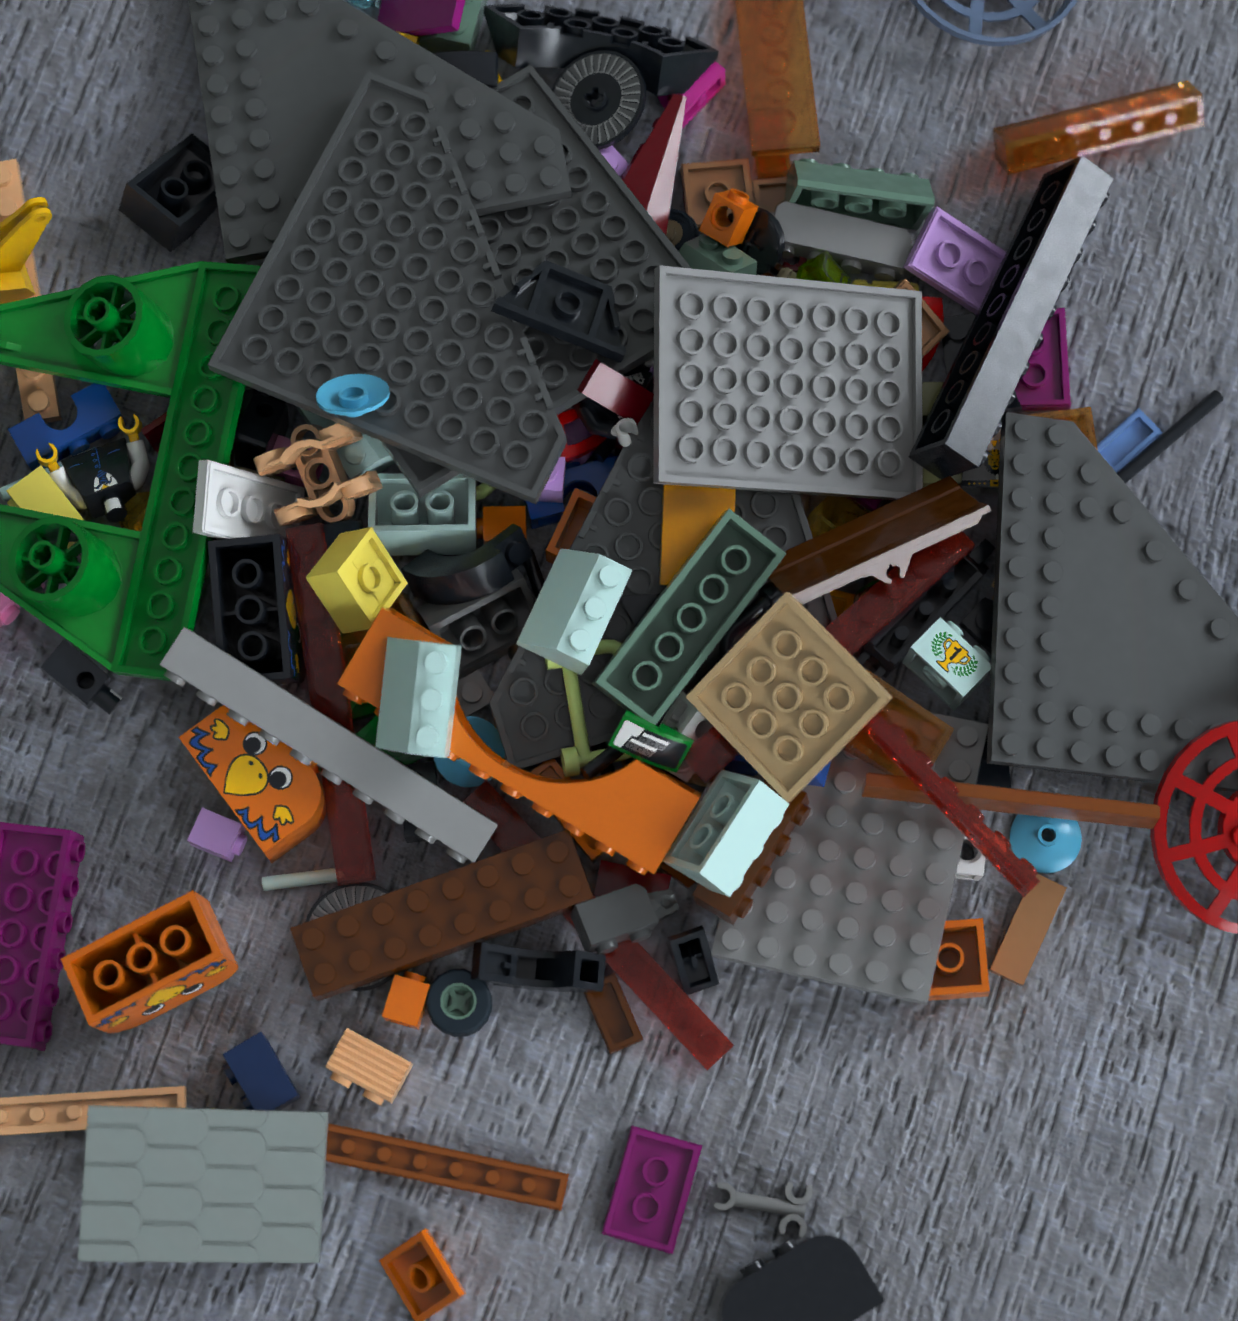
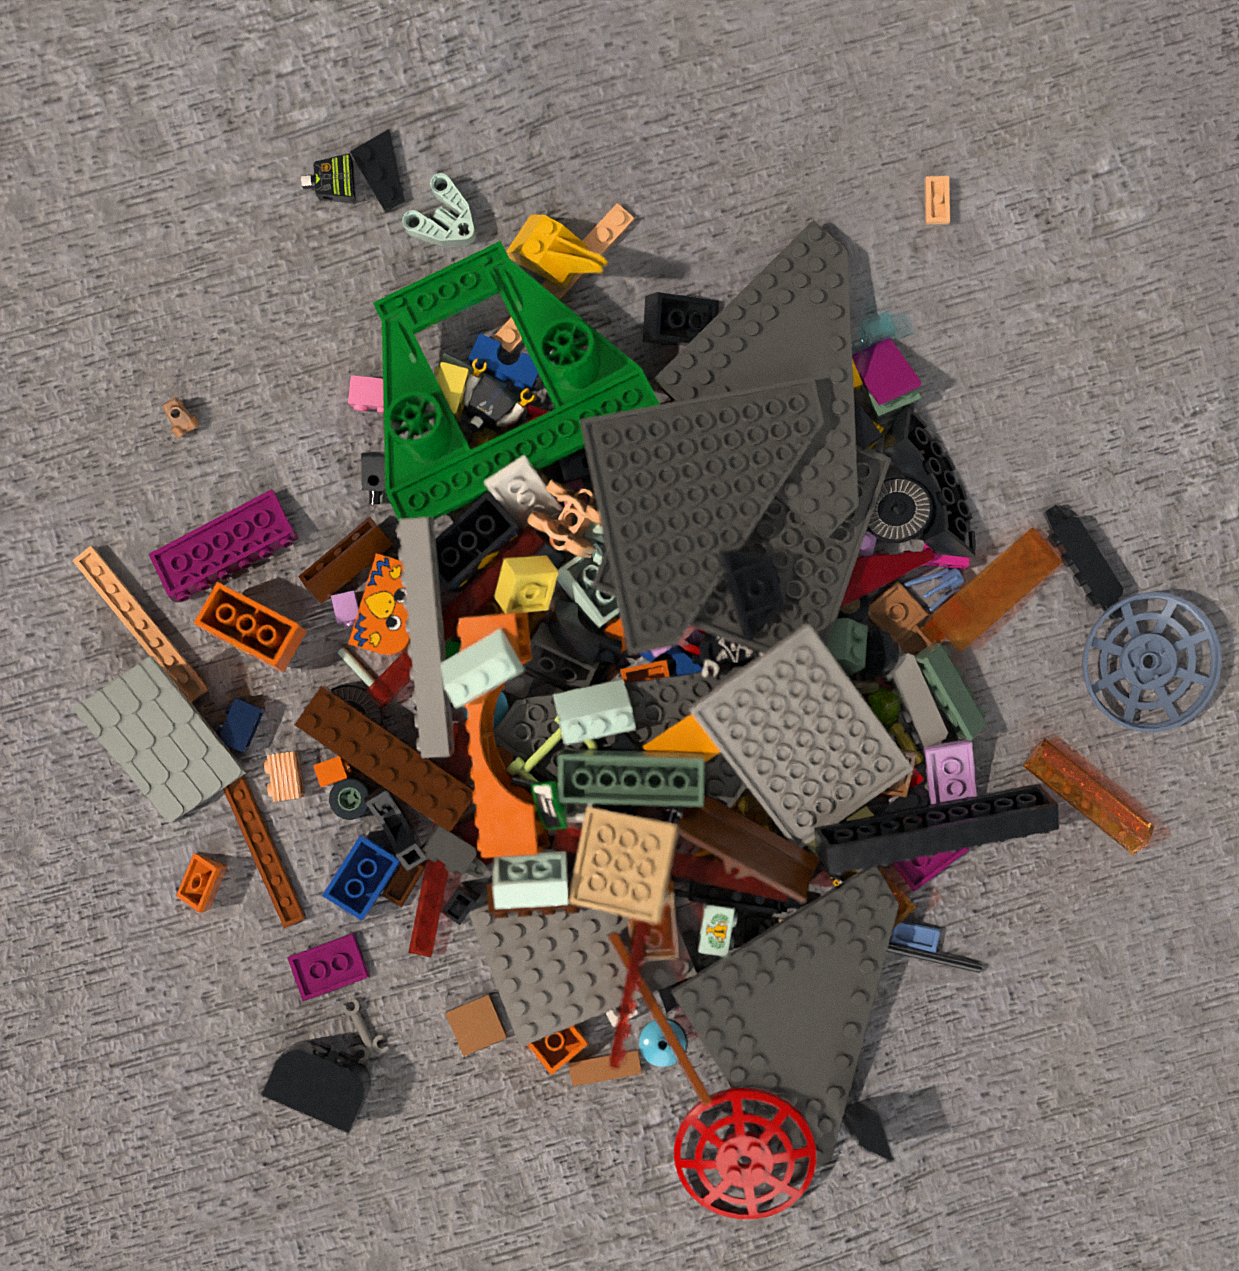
camera: 60 degrees right, 10 degrees up
(156, 792) = (345, 560): none -> reddish brown brick
(352, 394) = (615, 513): medium azure dish -> none
(569, 1056) = (362, 877): none -> blue brick
(615, 391) = (726, 649): dark red tile -> none
(717, 224) = (870, 633): orange brick -> none
(726, 107) = (950, 581): none -> medium blue plant
(860, 1052) = (476, 1025): none -> medium nougat tile

